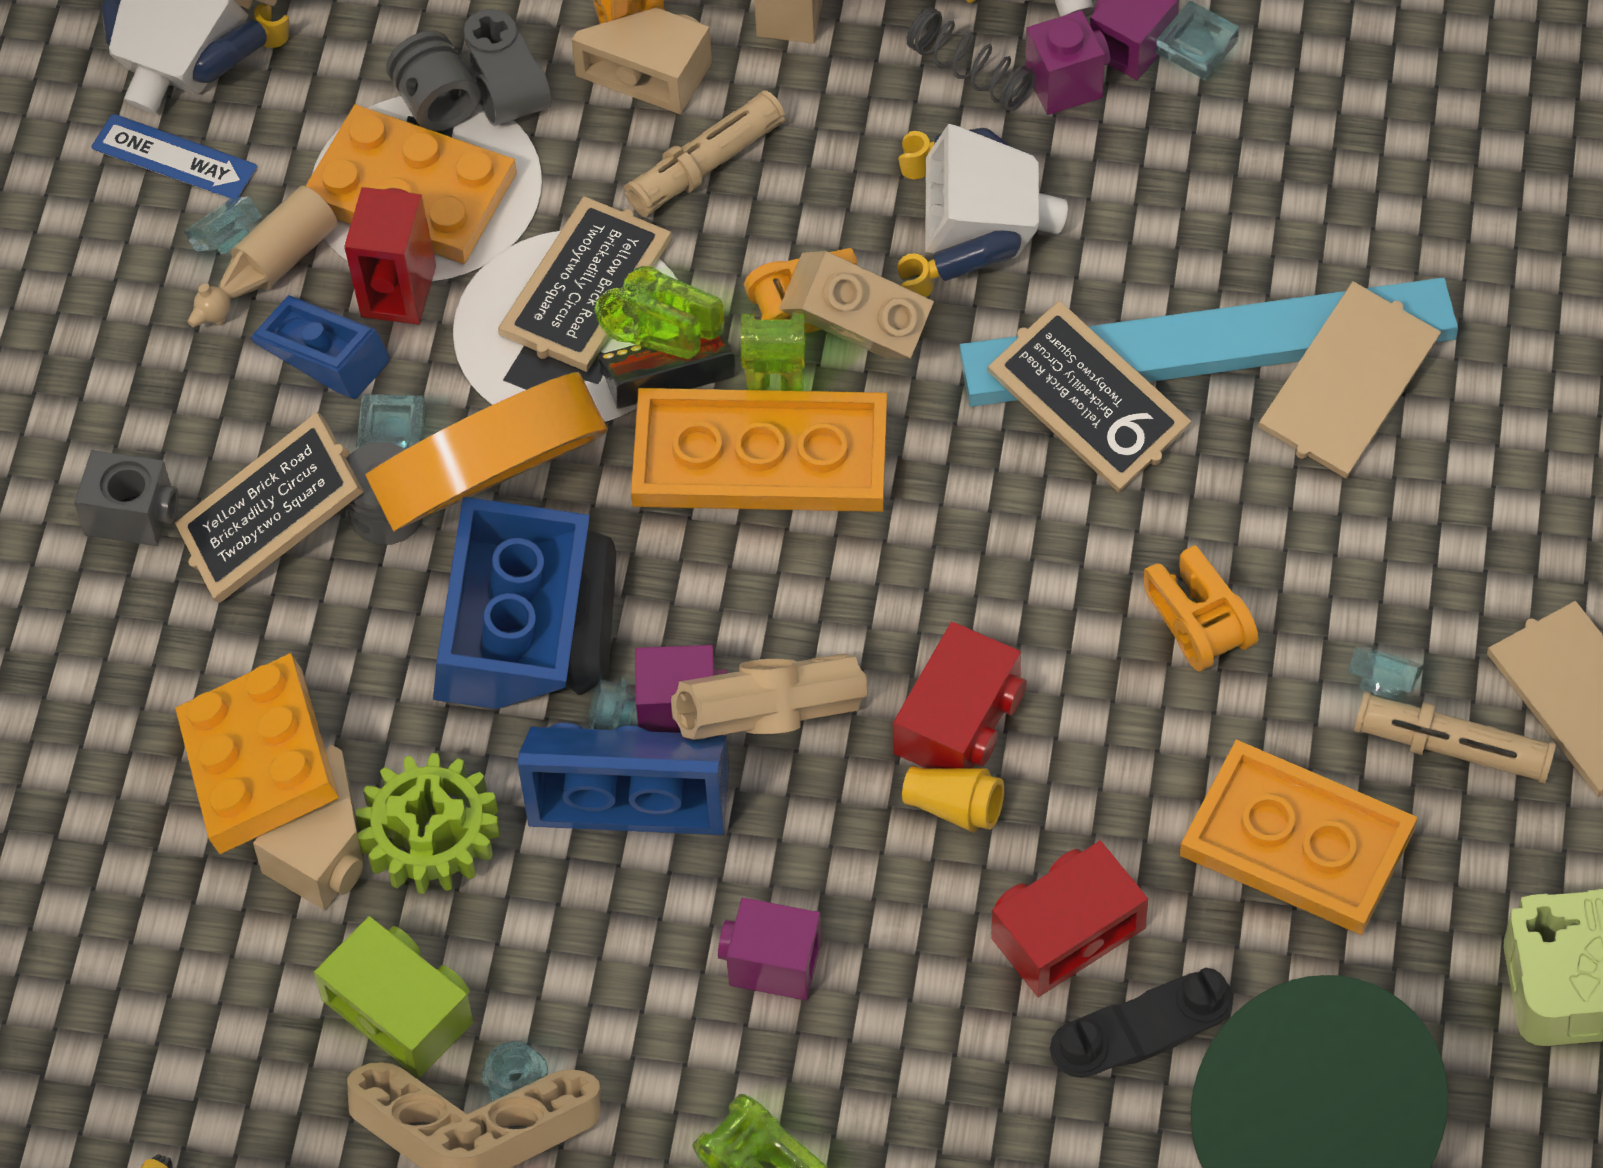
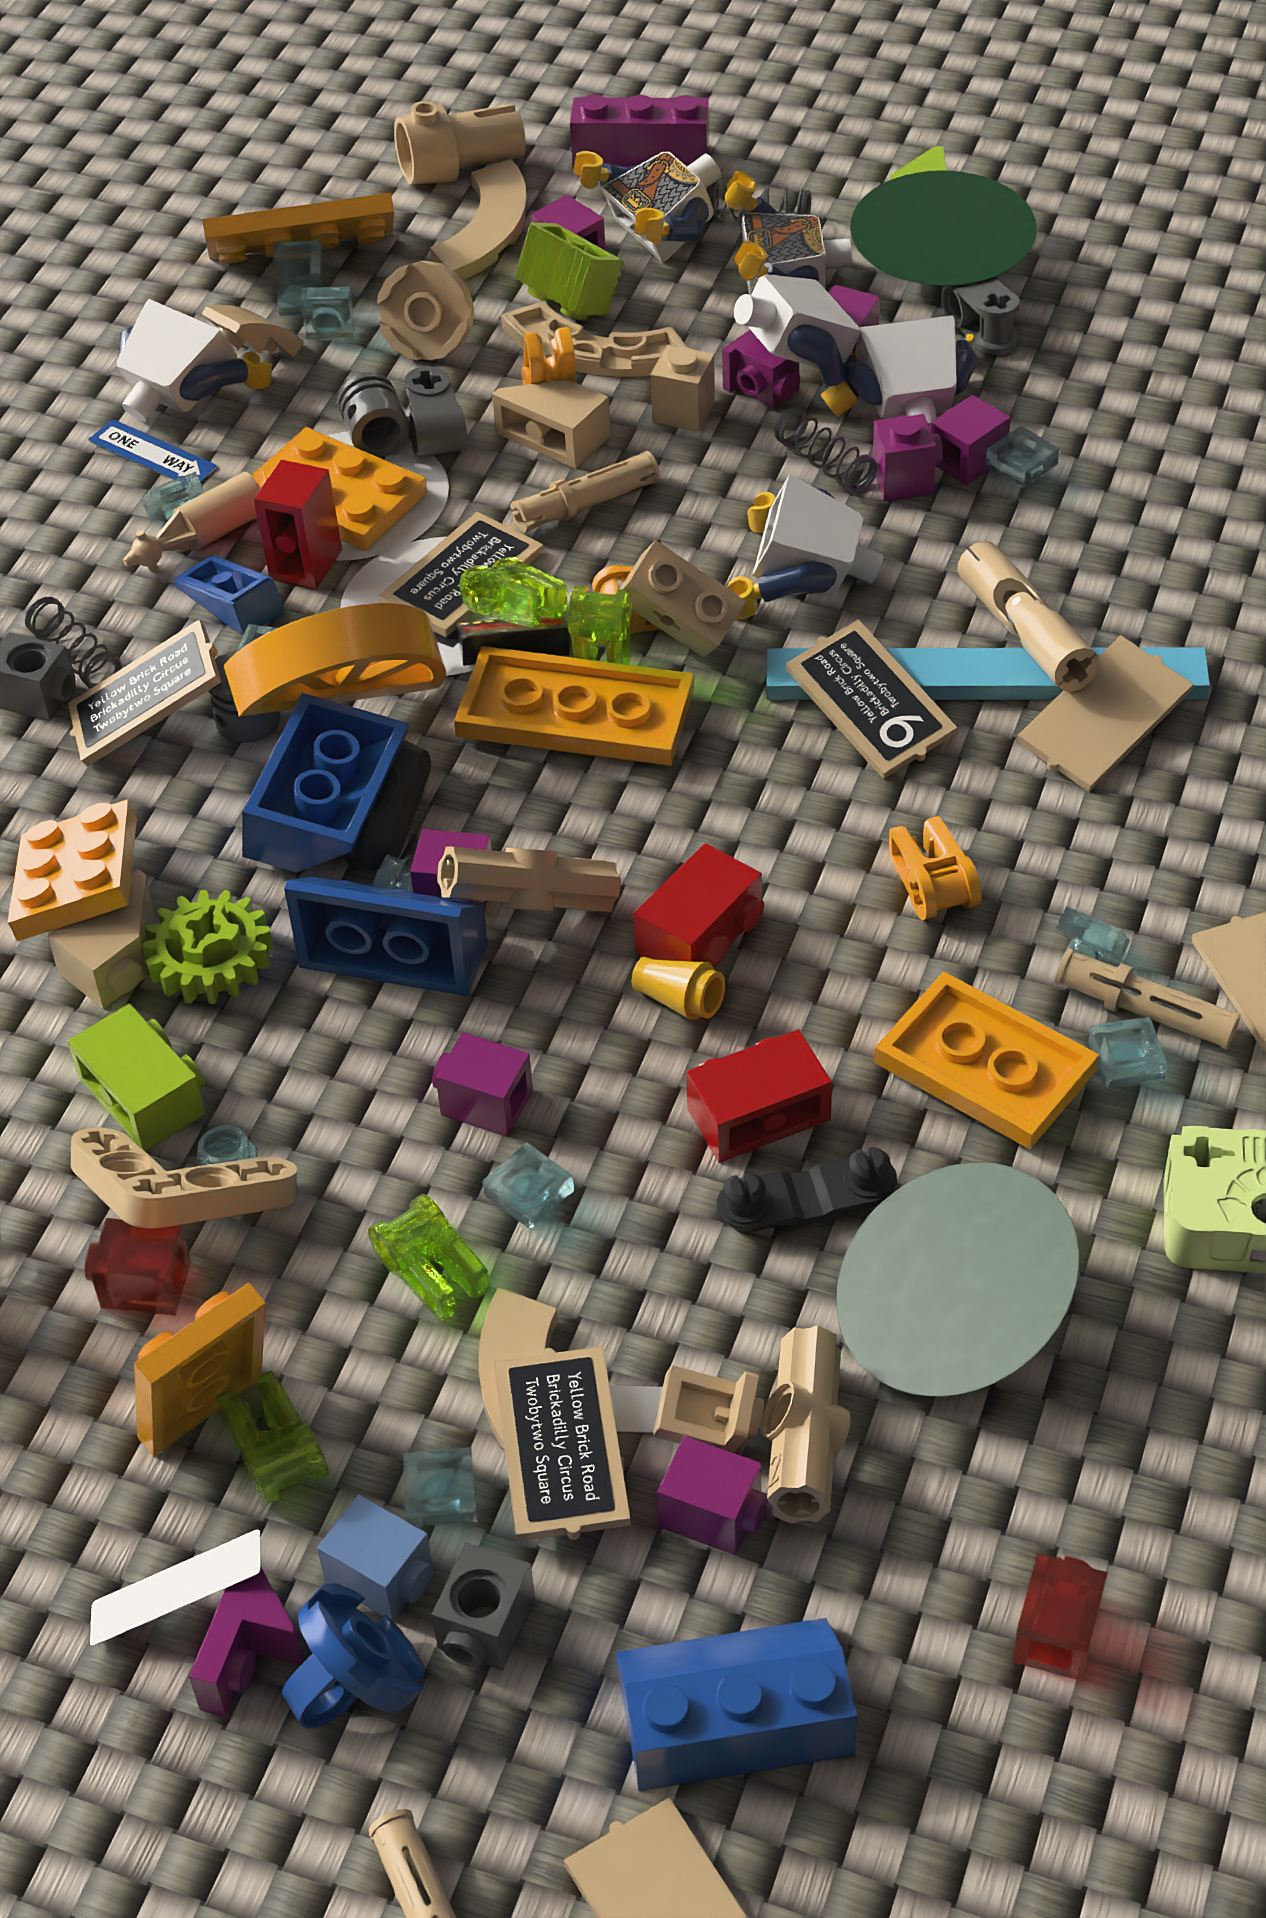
camera: 10 degrees right, 10 degrees down
(195, 473) = (84, 676): none -> dark grey piece
(847, 1061) = (528, 1185): none -> clear light blue plate
(1266, 290) = (1028, 616): none -> tan piece
(1445, 806) = (1127, 1052): none -> clear light blue plate

